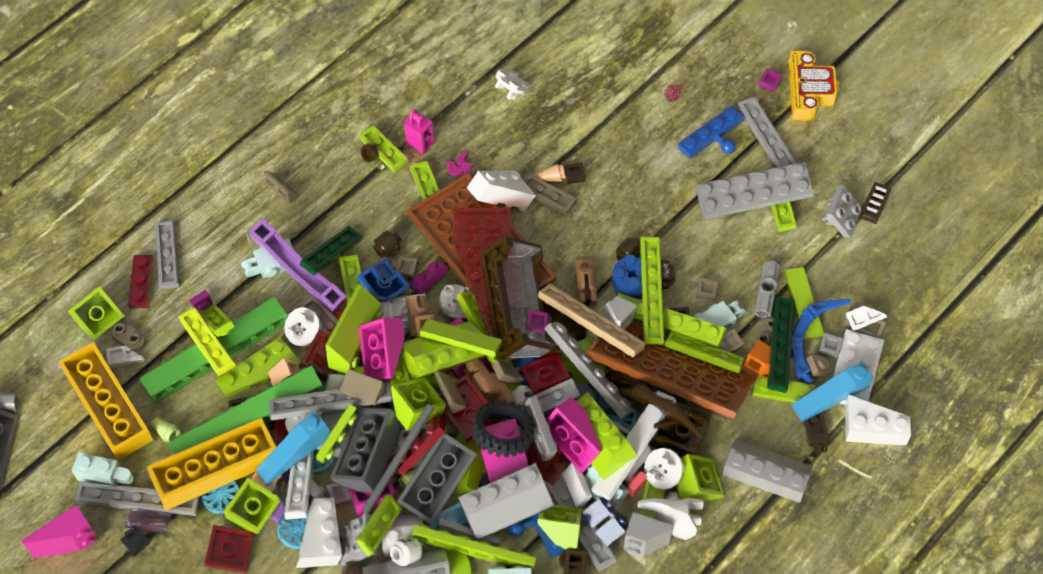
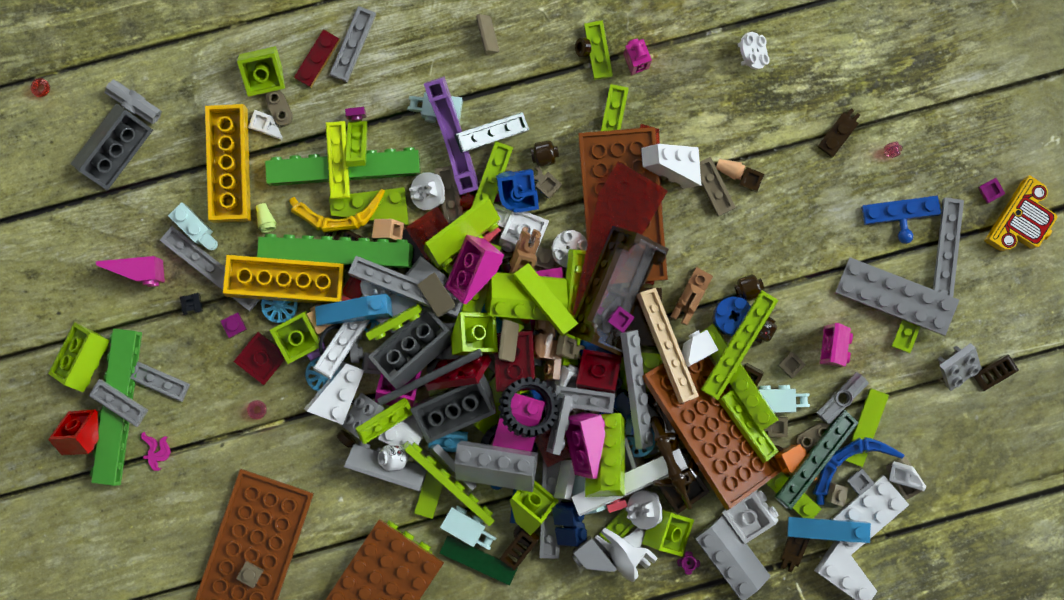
camera: 30 degrees right, 25 degrees up
(148, 520) = (209, 293): tile -> none
(186, 536) = (233, 325): none -> magenta plate
(226, 401) = (328, 224): none -> yellow animal
(428, 277) = (561, 206): magenta plate -> none
(463, 166) = (657, 115): dark pink piece -> none
(621, 106) = (839, 133): none -> dark brown hinge
(730, 250) = (835, 345): none -> dark pink slope
(734, 491) = (693, 563): none -> magenta plate
(759, 424) = (751, 516): none -> white plate

